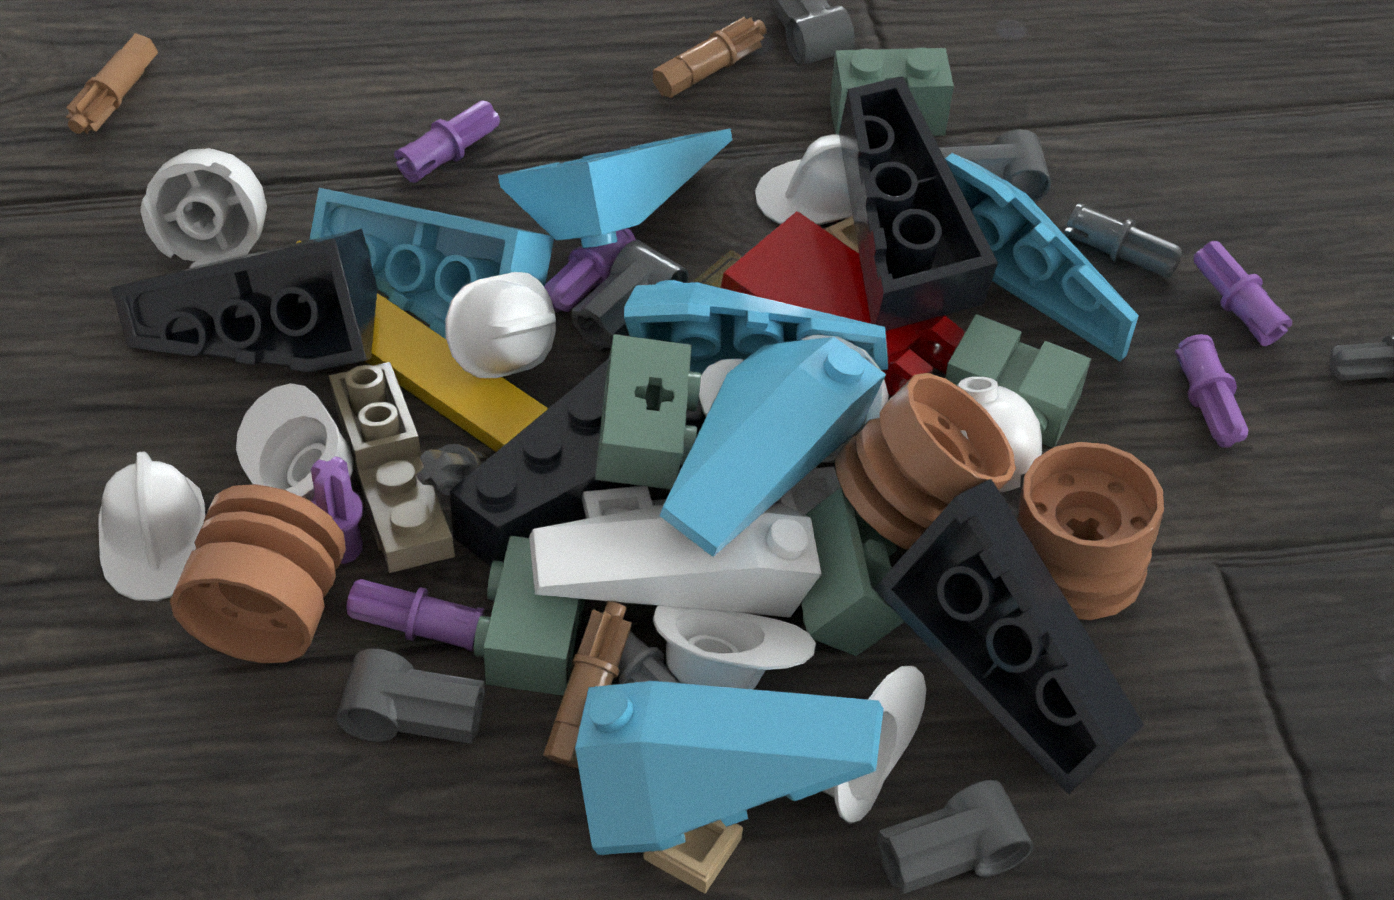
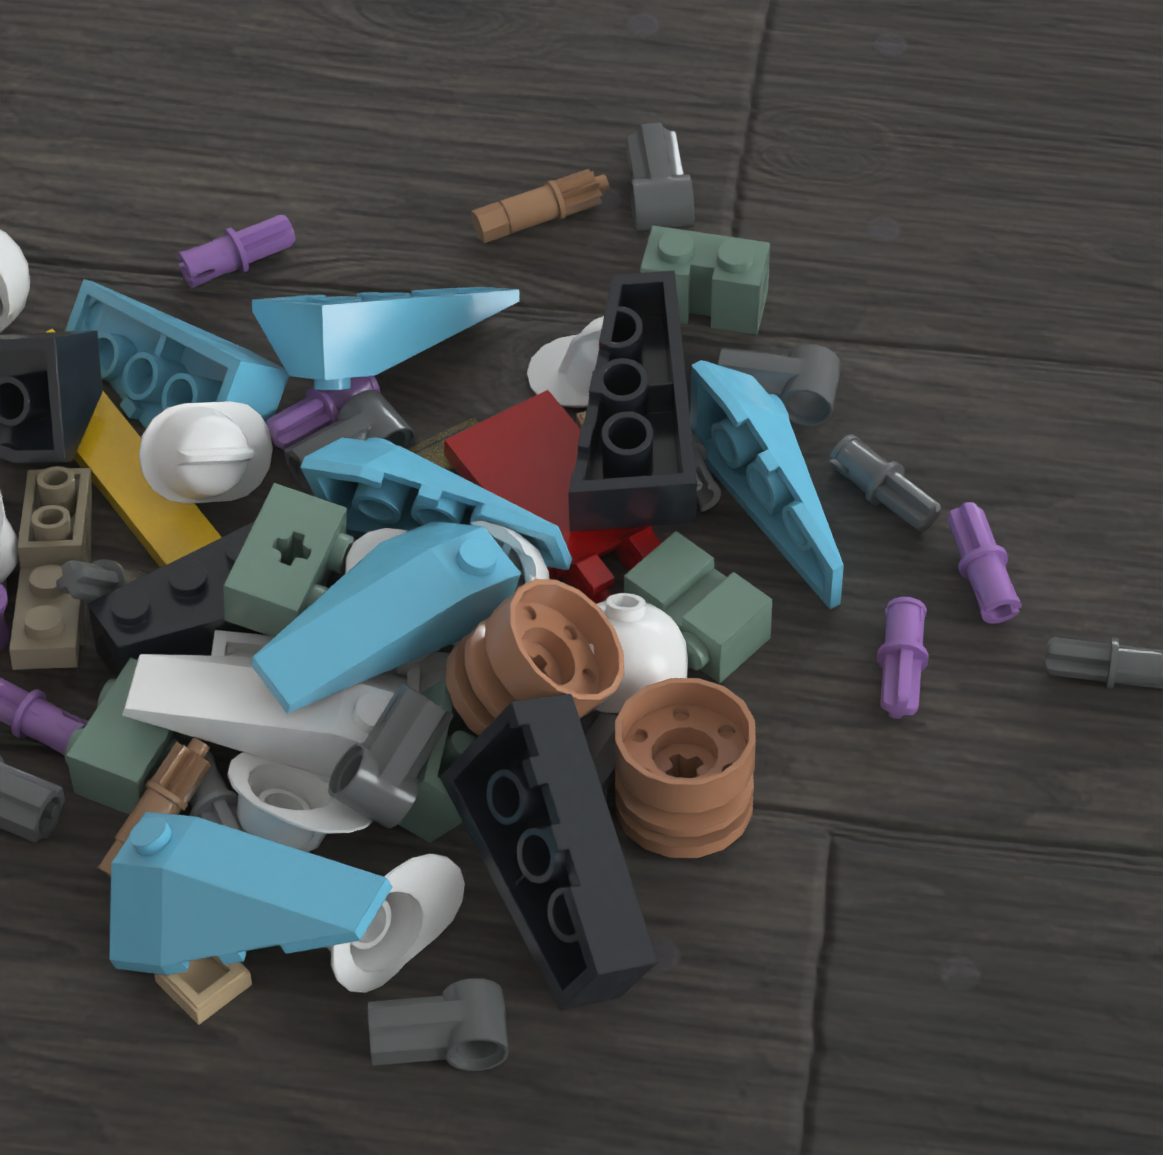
camera: 20 degrees right, 0 degrees up
(819, 597) = (382, 772): none -> dark grey piece

